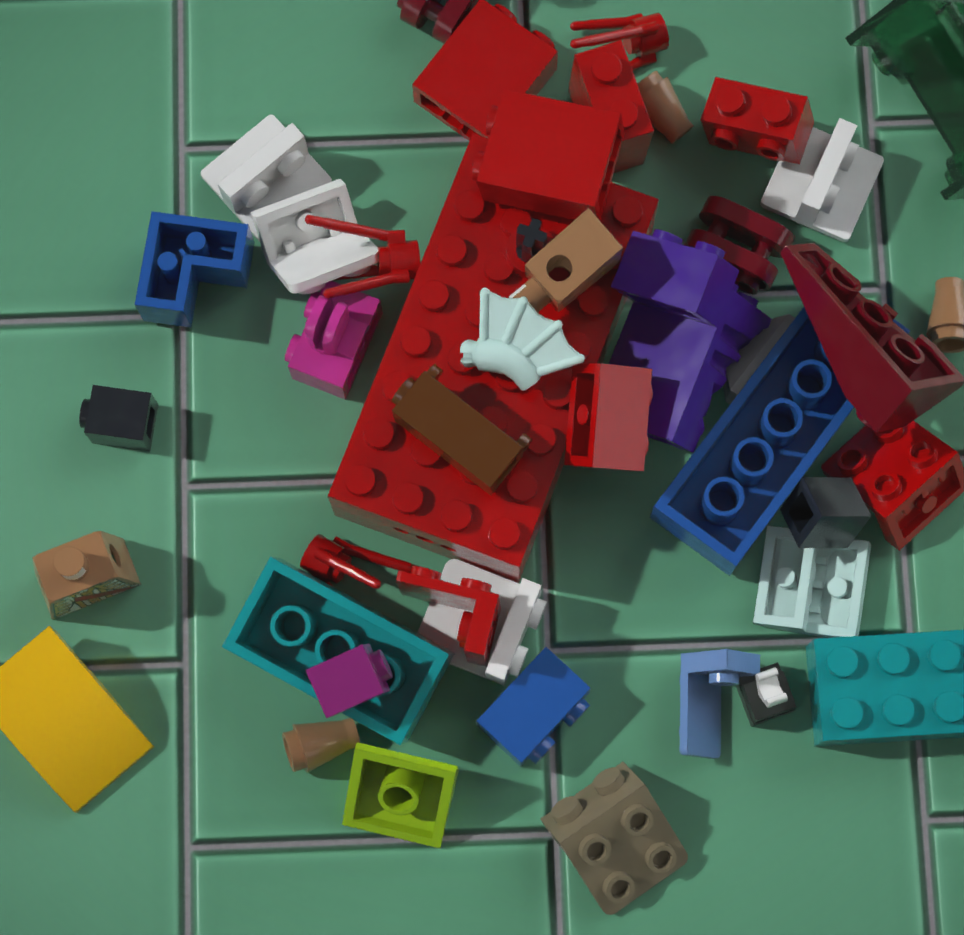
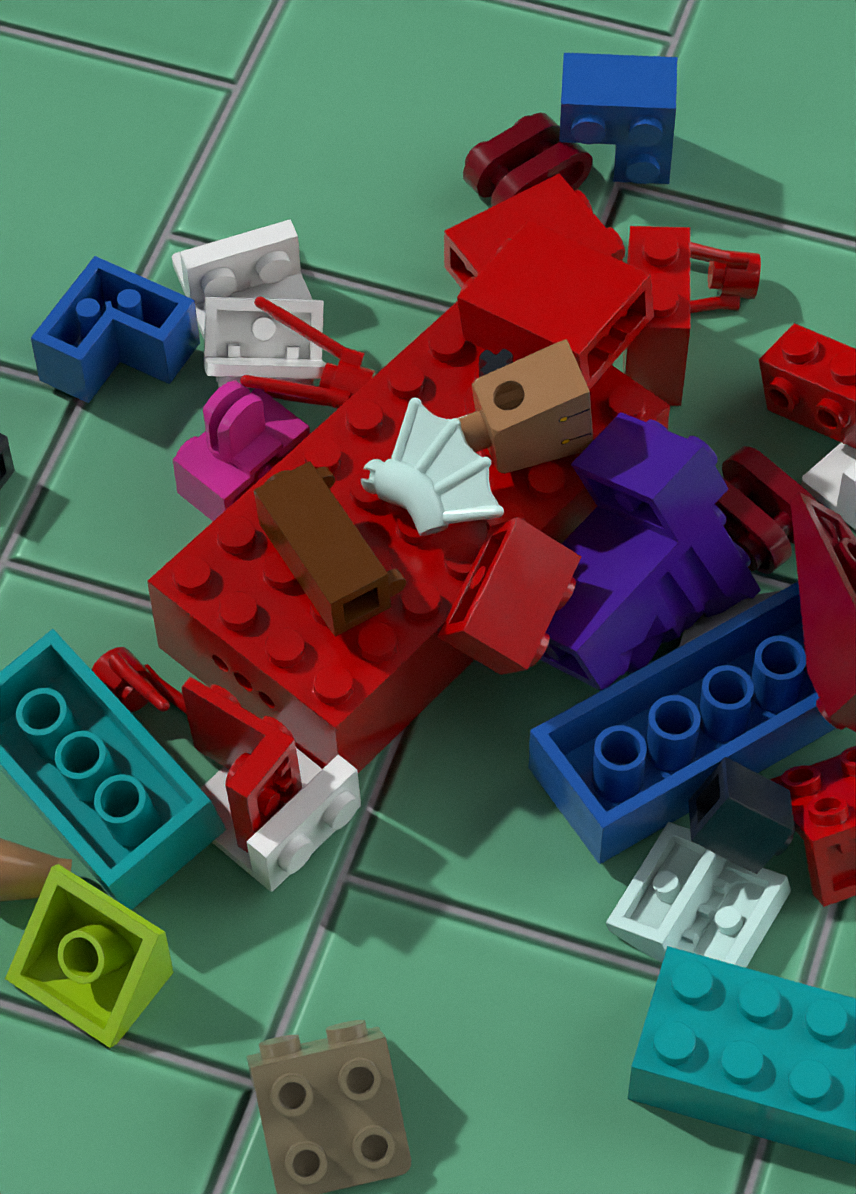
camera: 20 degrees right, 20 degrees down
(350, 679) = (78, 780): magenta brick -> none
(534, 708) = (294, 921): blue piece -> none
(664, 107) = (721, 344): medium nougat cone -> none
(700, 696) = (507, 977): medium blue bracket -> none
(766, 695) = (587, 1006): pearl dark grey piece -> none

